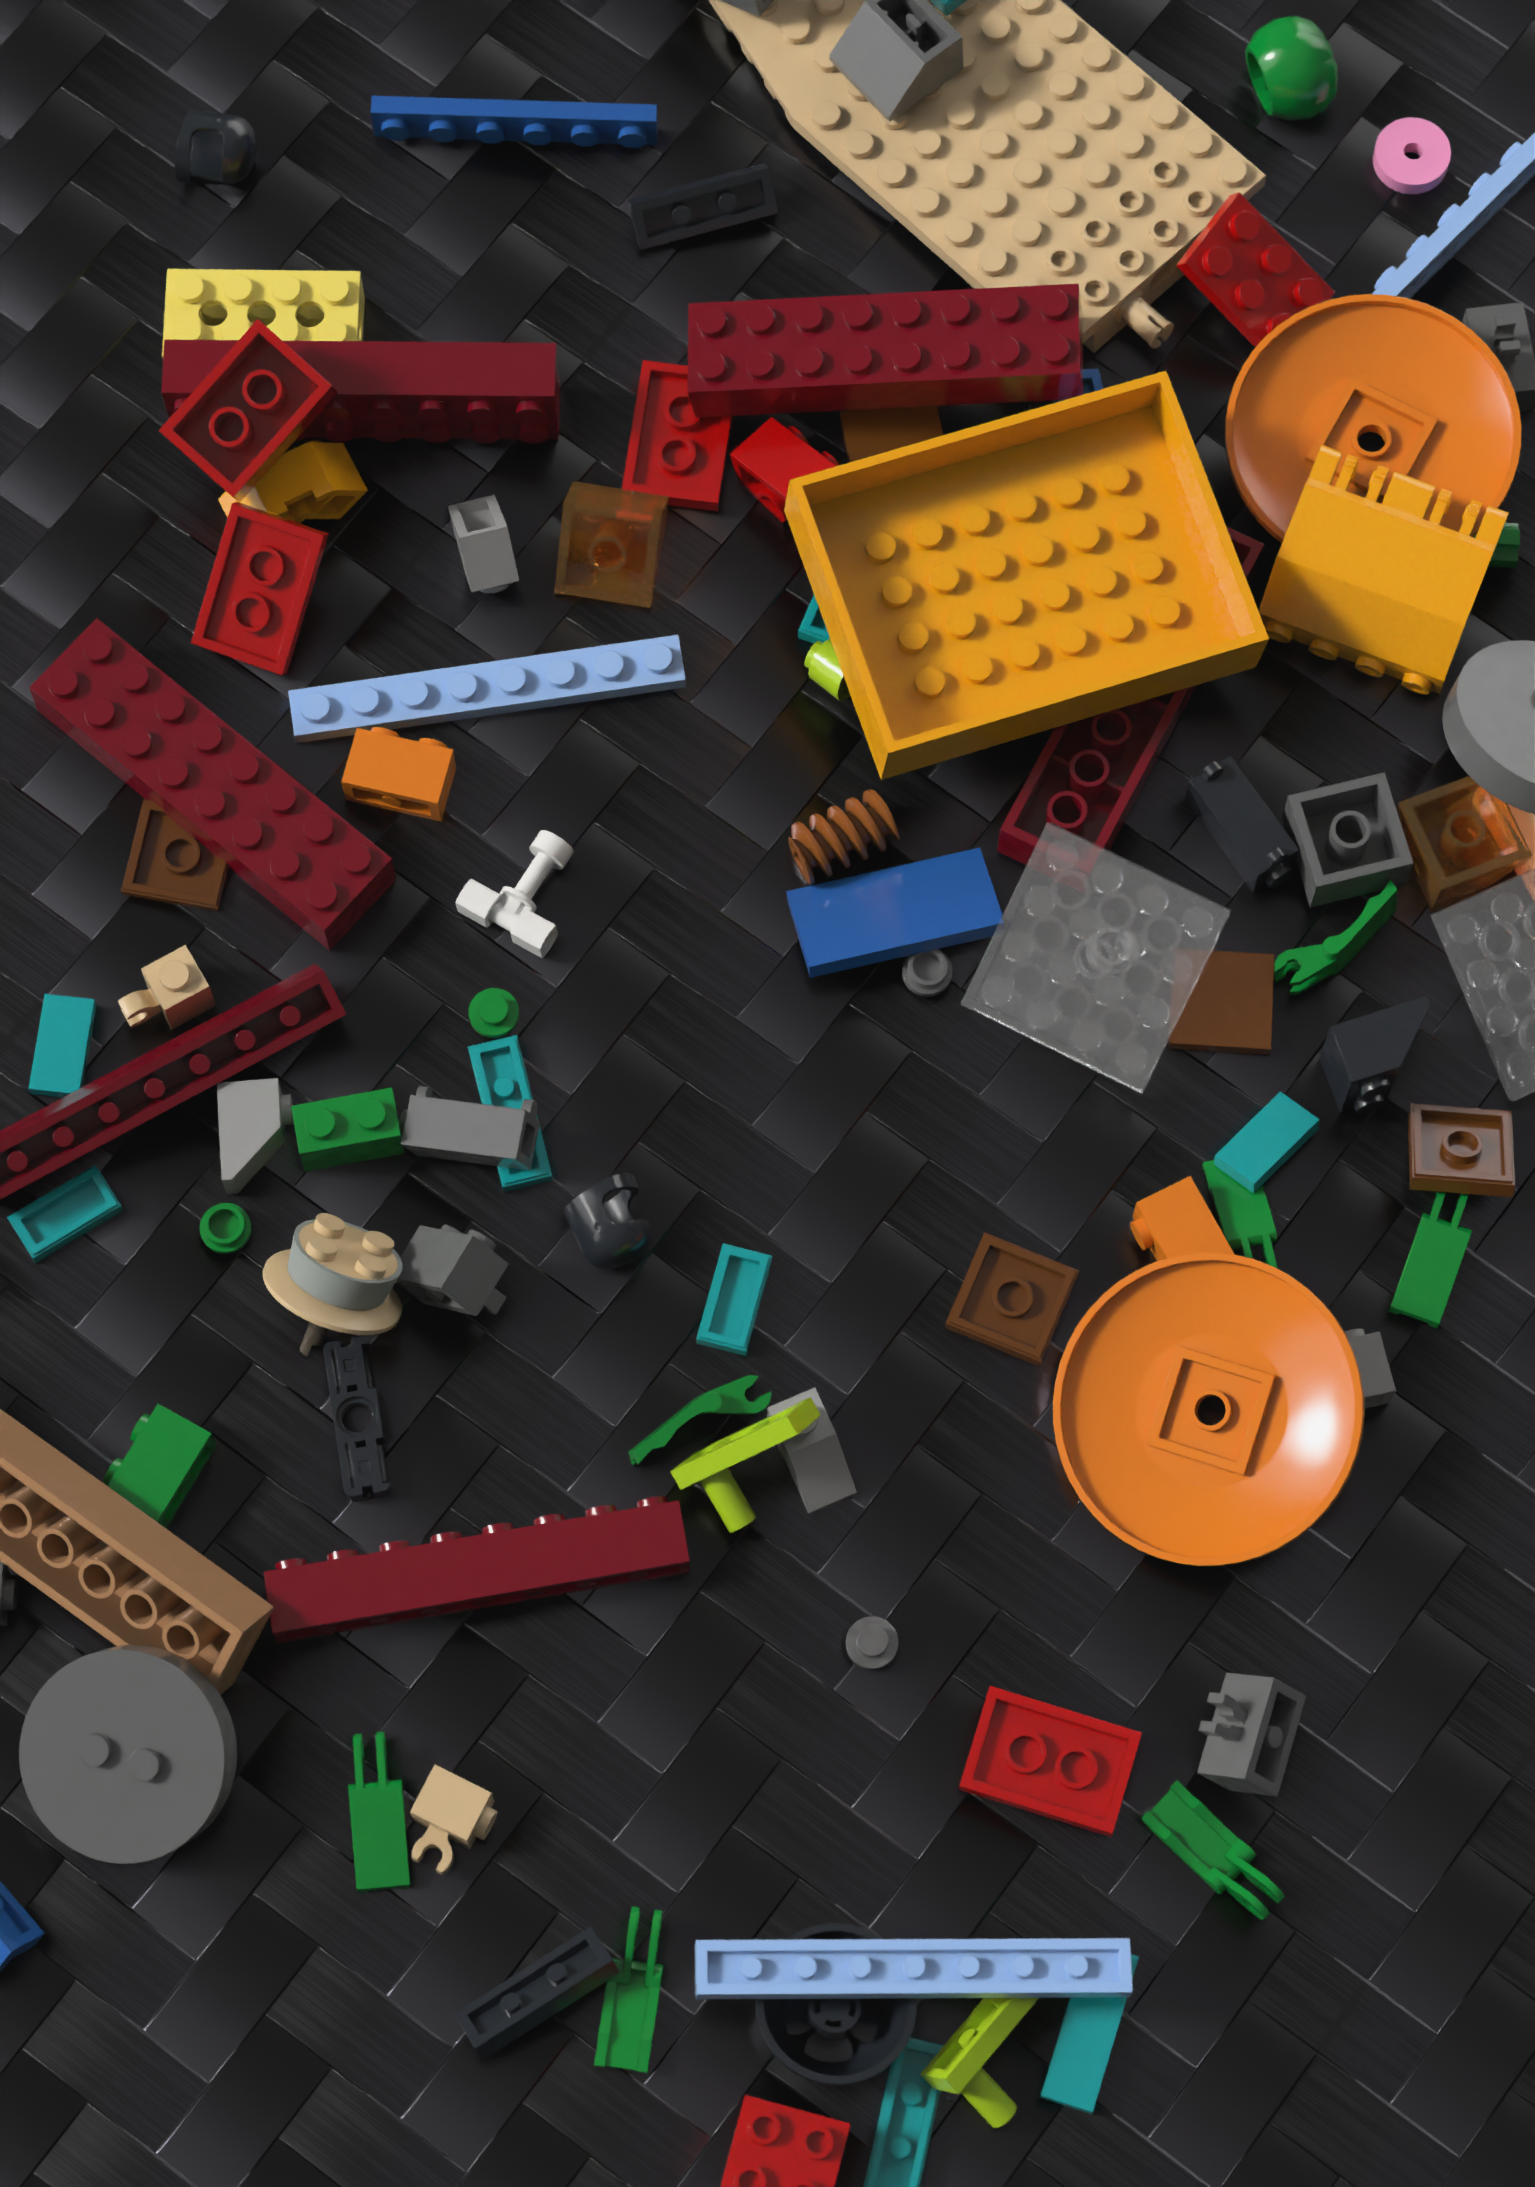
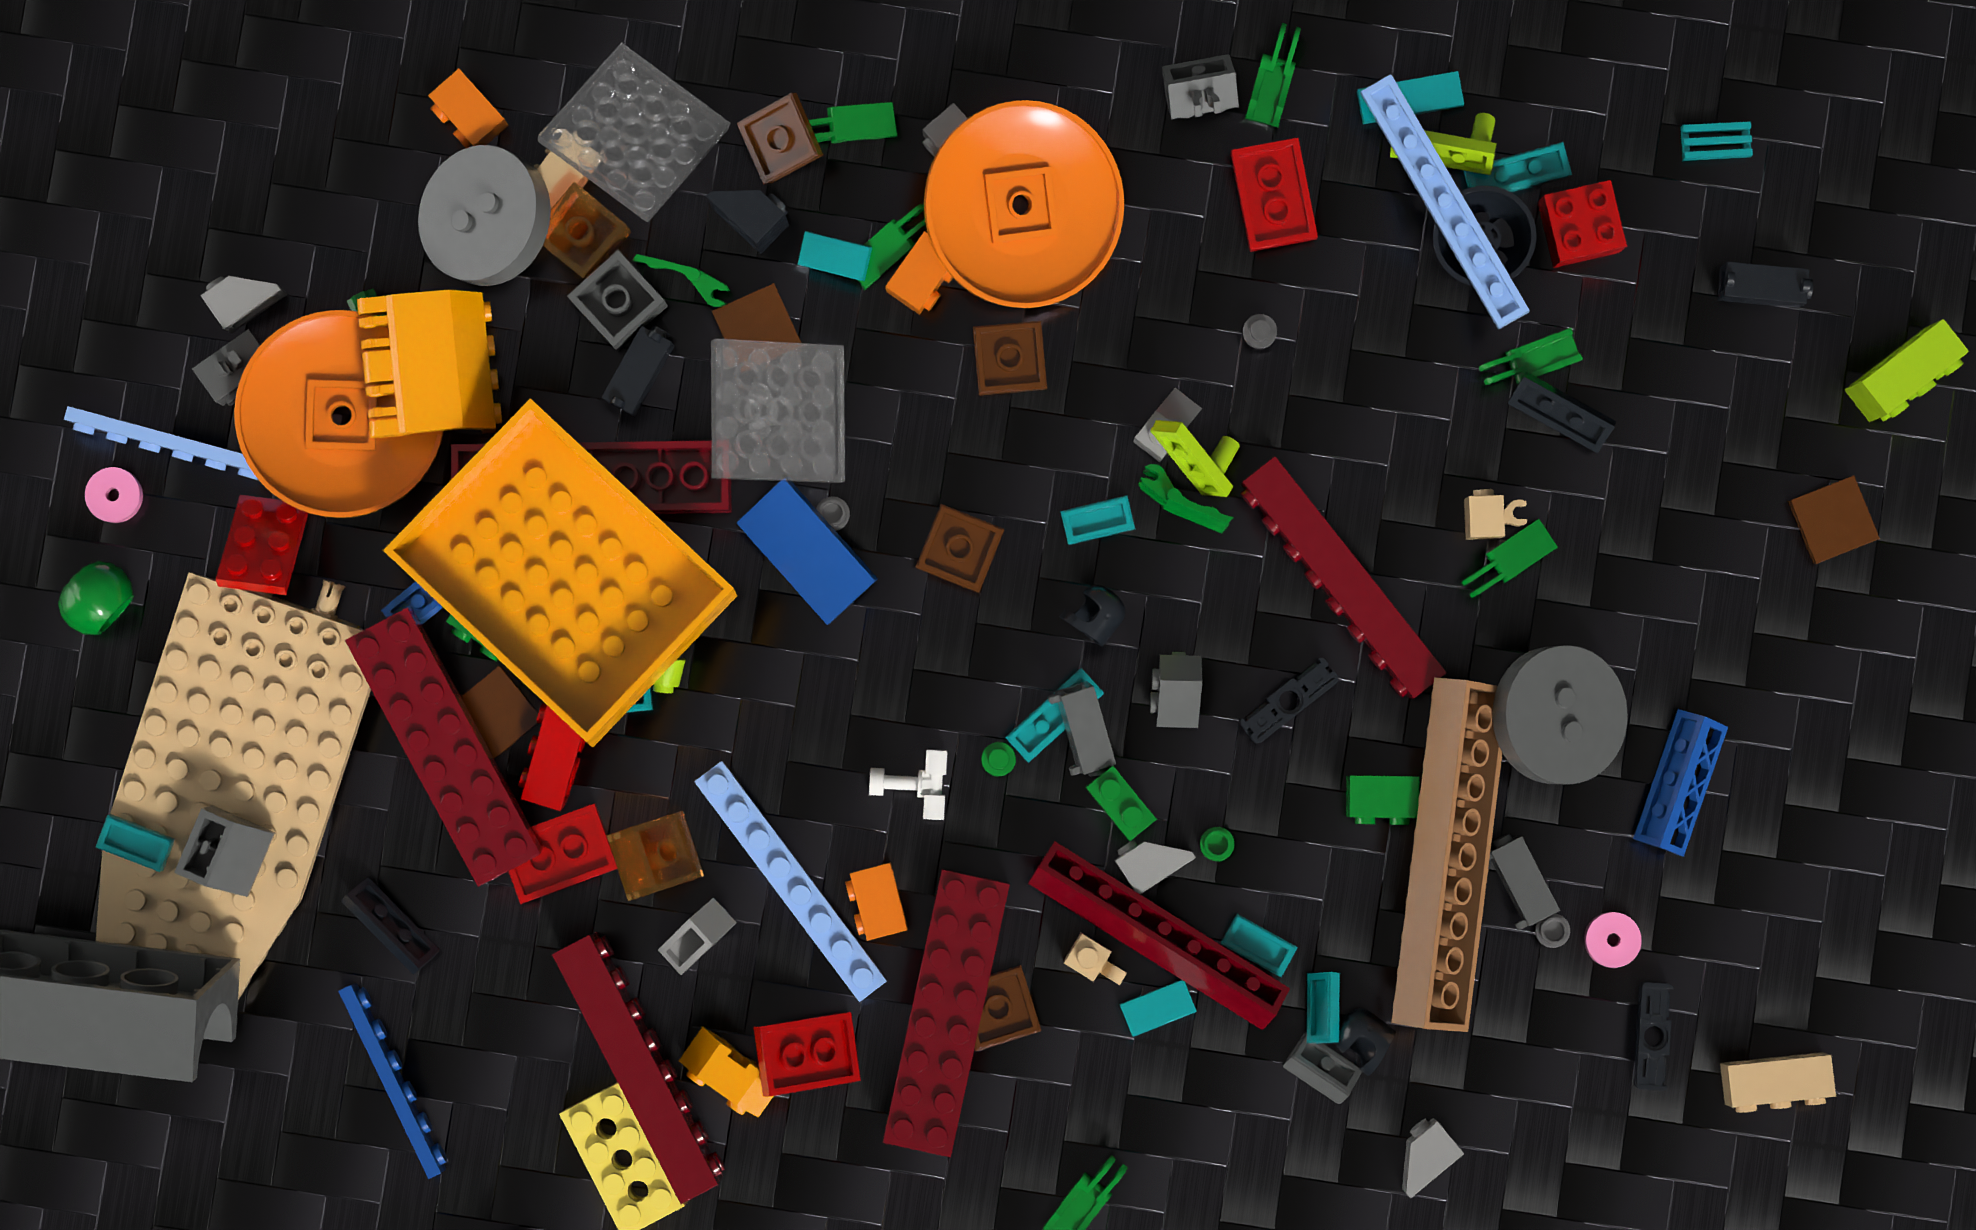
camera: 120 degrees left, 15 degrees up
(248, 410) = (707, 1116): red brick -> none
(337, 1279) = (1222, 752): tan piece -> none
(794, 1107) = (960, 548): none -> reddish brown tile
(842, 834) = (775, 608): dark orange piece -> none

